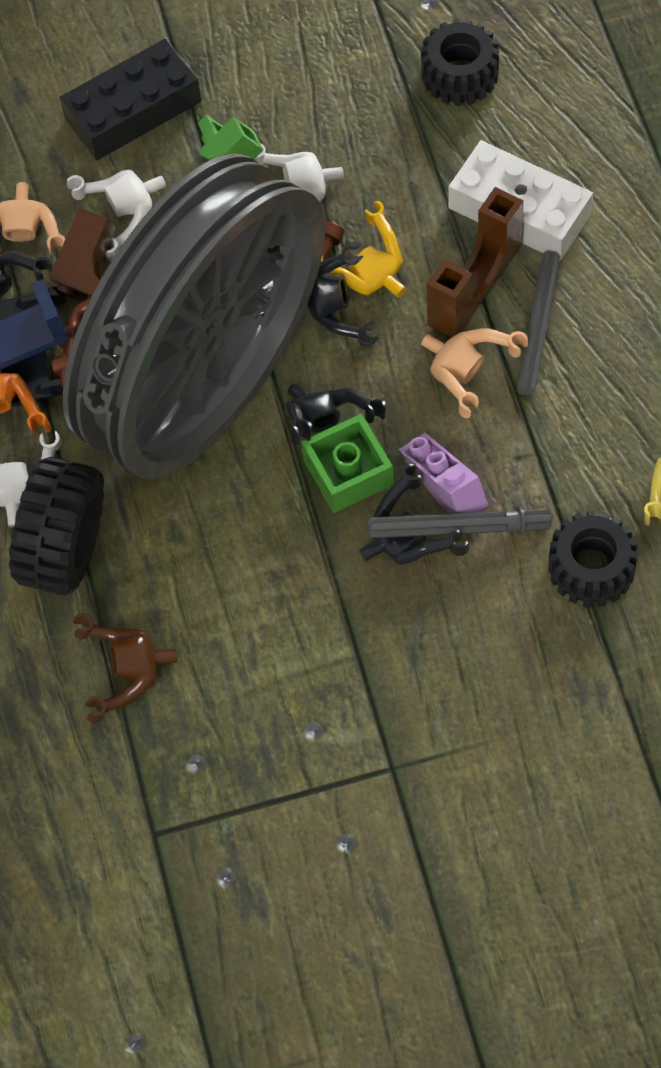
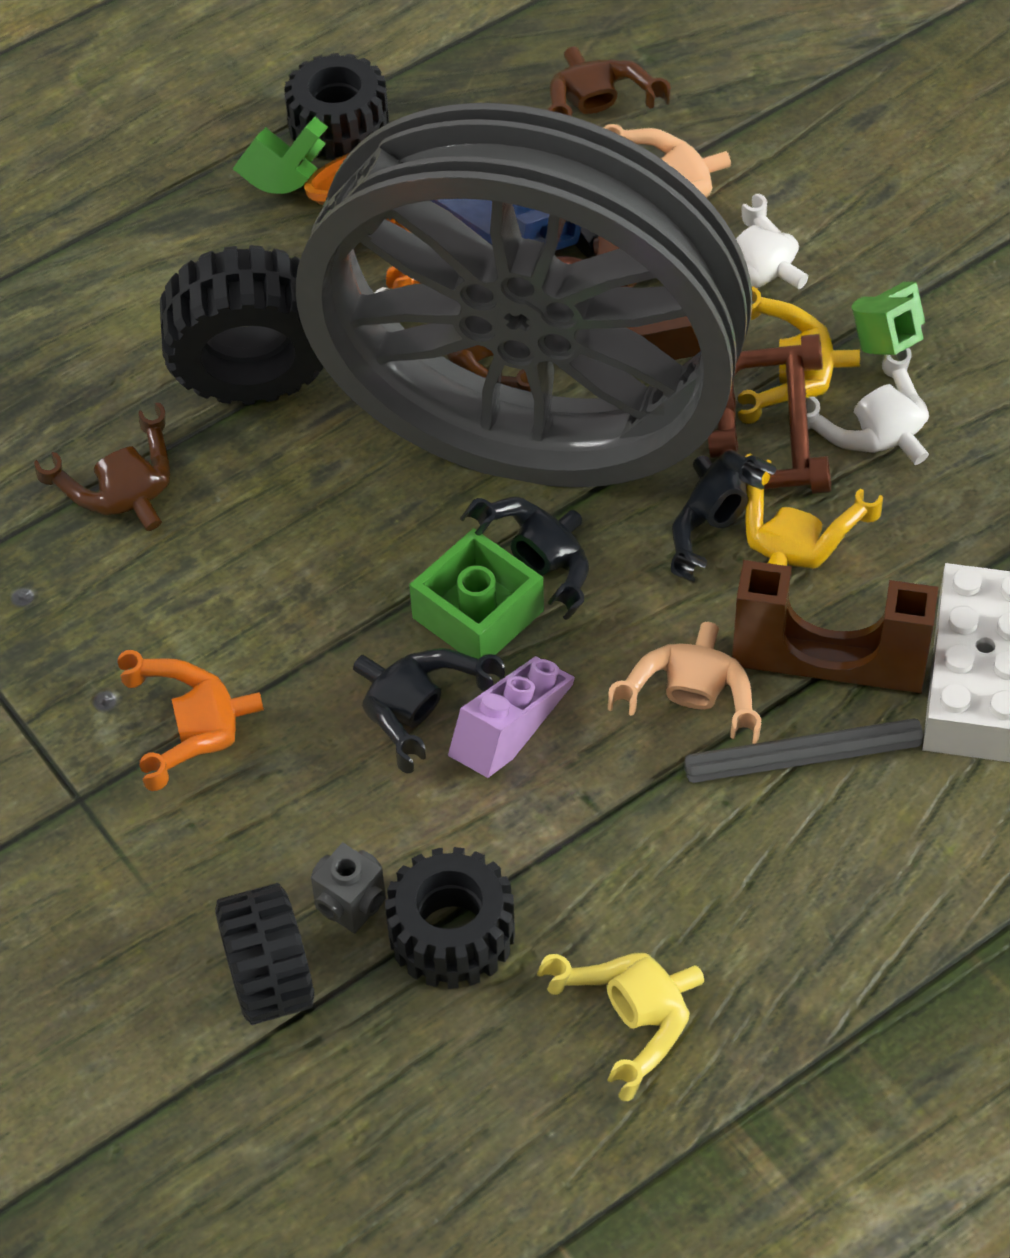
camera: 65 degrees right, 10 degrees down
(131, 99) = (906, 211): black brick -> none
(362, 669) = (202, 715): none -> orange piece
(444, 524) = (478, 814): dark grey axle -> none
(544, 612) = (348, 887): none -> dark grey brick
(589, 670) = (265, 953): none -> black tyre

